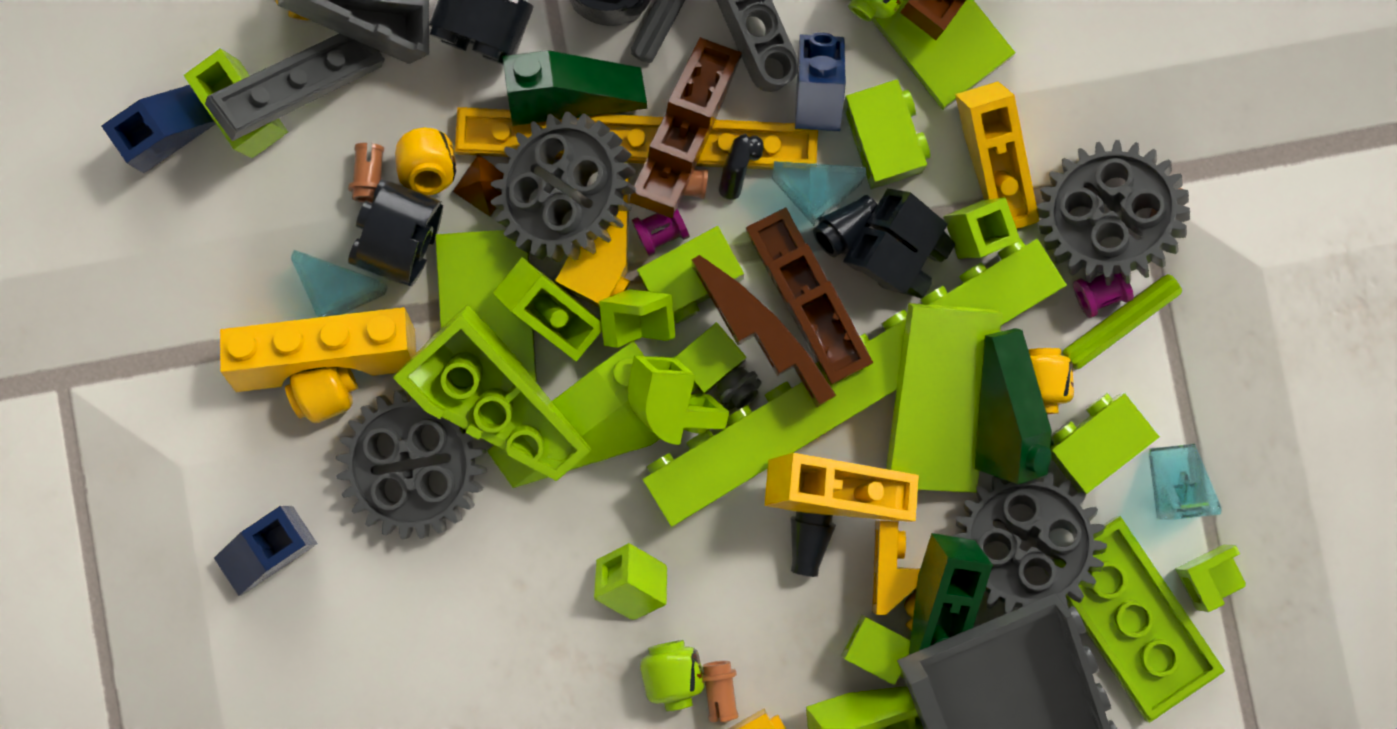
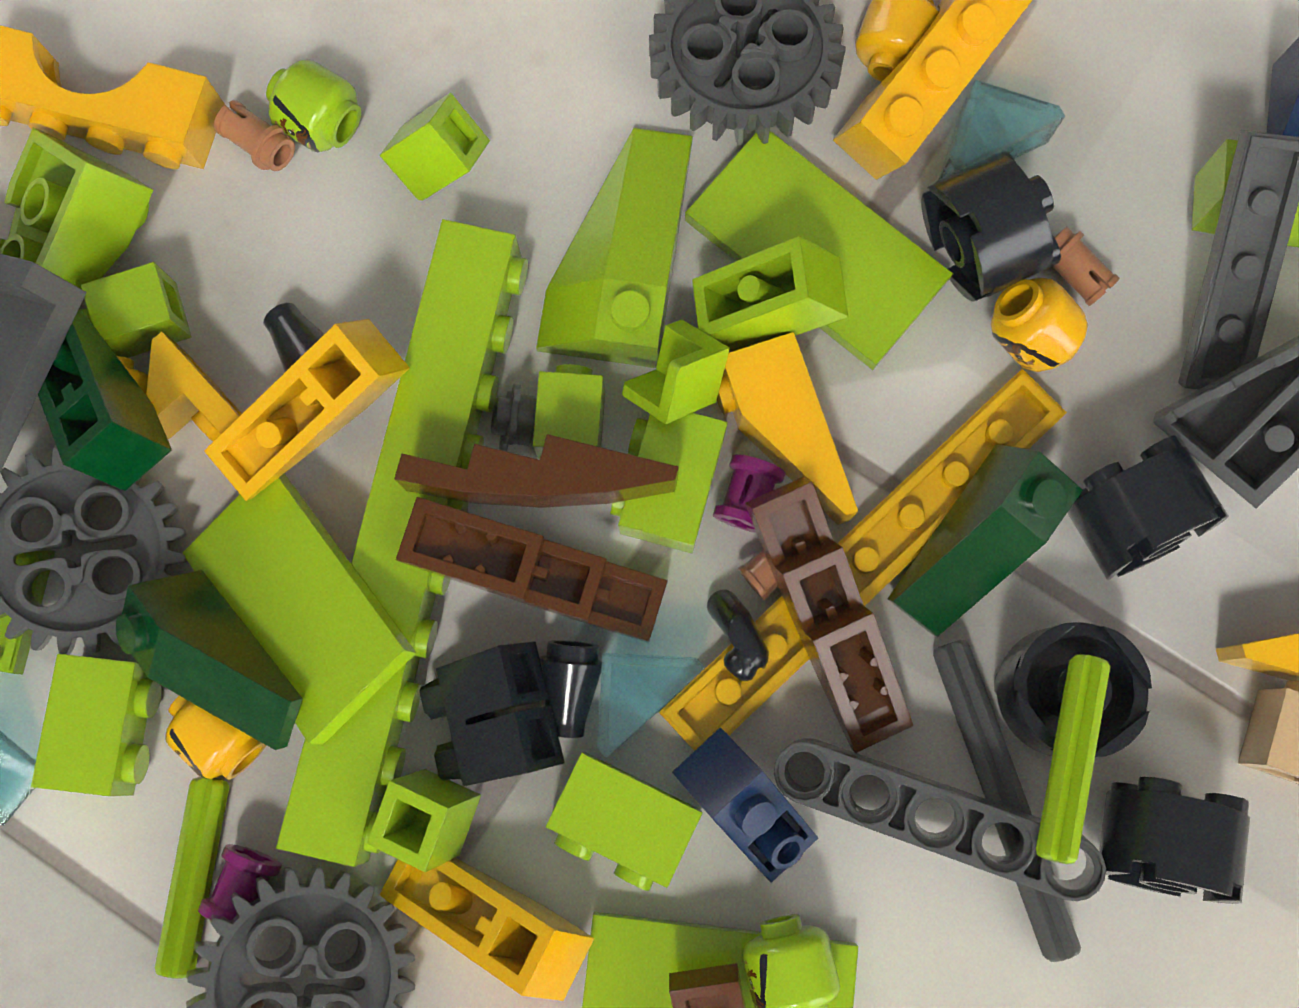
camera: 135 degrees right, 5 degrees down
(476, 185) = (958, 368): reddish brown slope -> none
(483, 388) = (752, 170): lime wedge -> none
(587, 150) = (888, 387): dark grey gear -> none
(663, 399) = (561, 320): lime brick -> none

